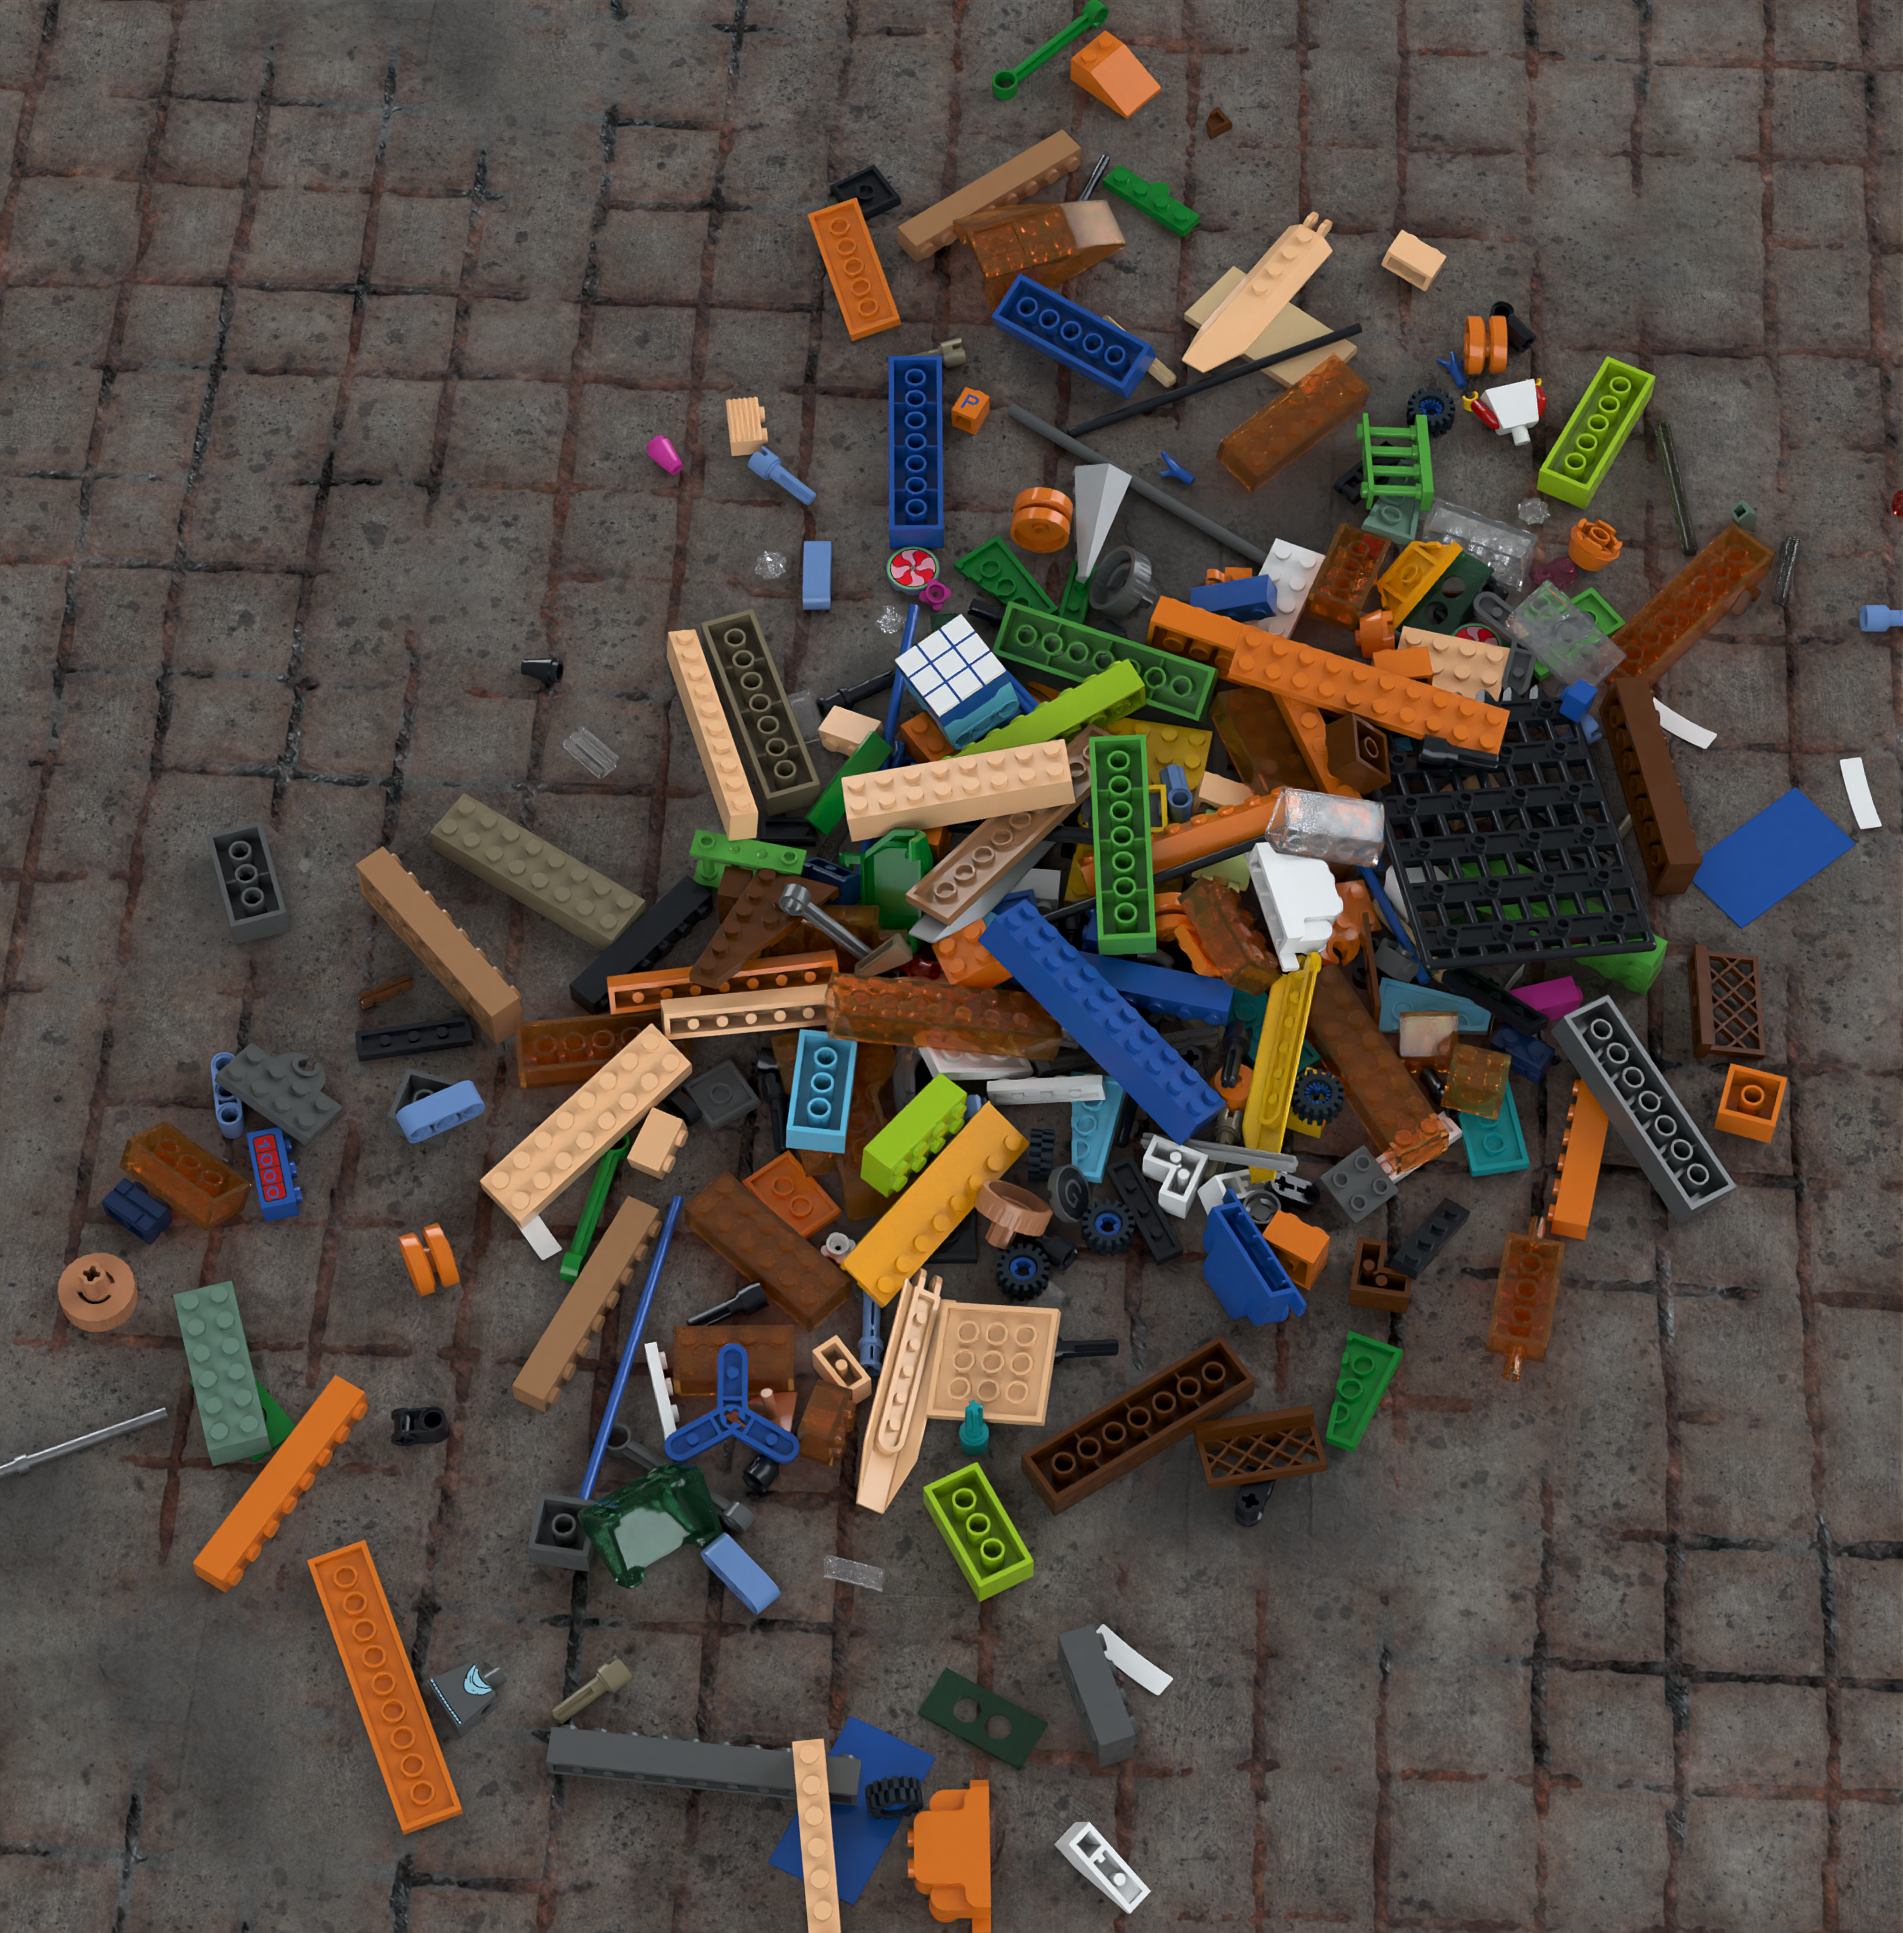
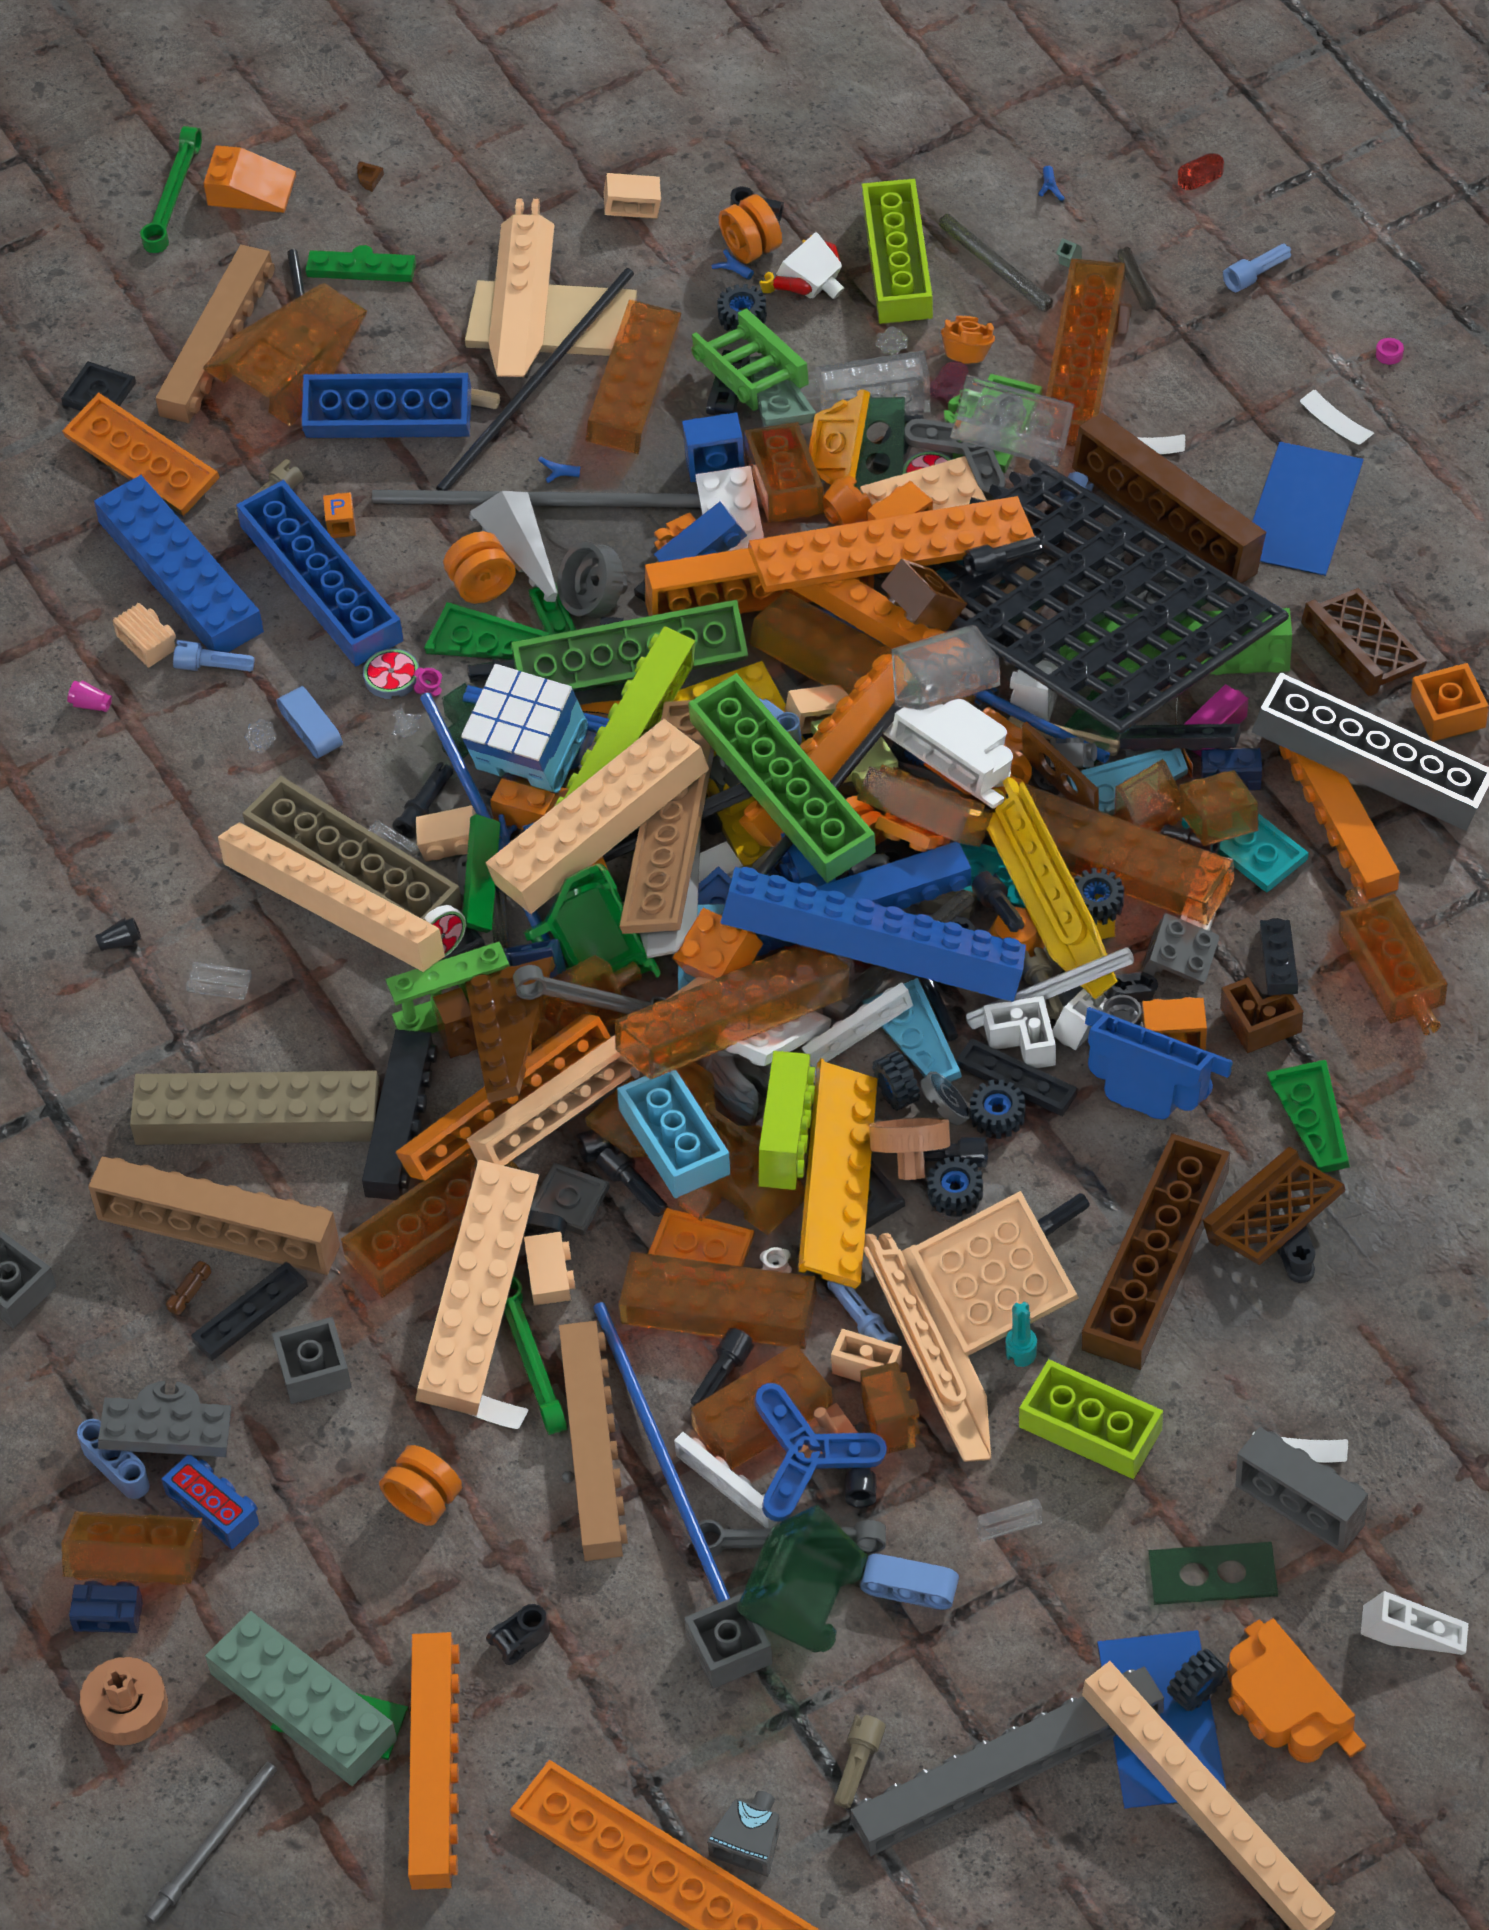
camera: 30 degrees left, 5 degrees down
(440, 1111) = (336, 1349): medium blue beam -> none
(779, 814) = (451, 926): none -> tile
(812, 383) = (178, 566): none -> blue brick
(885, 957) = (639, 990): dark tan slope -> none
(920, 967) = (667, 985): clear red pin -> none
(1308, 520) = (713, 444): none -> blue brick
(1577, 700) = (1060, 462): blue plate -> none
(1778, 443) = (1049, 183): none -> blue bar

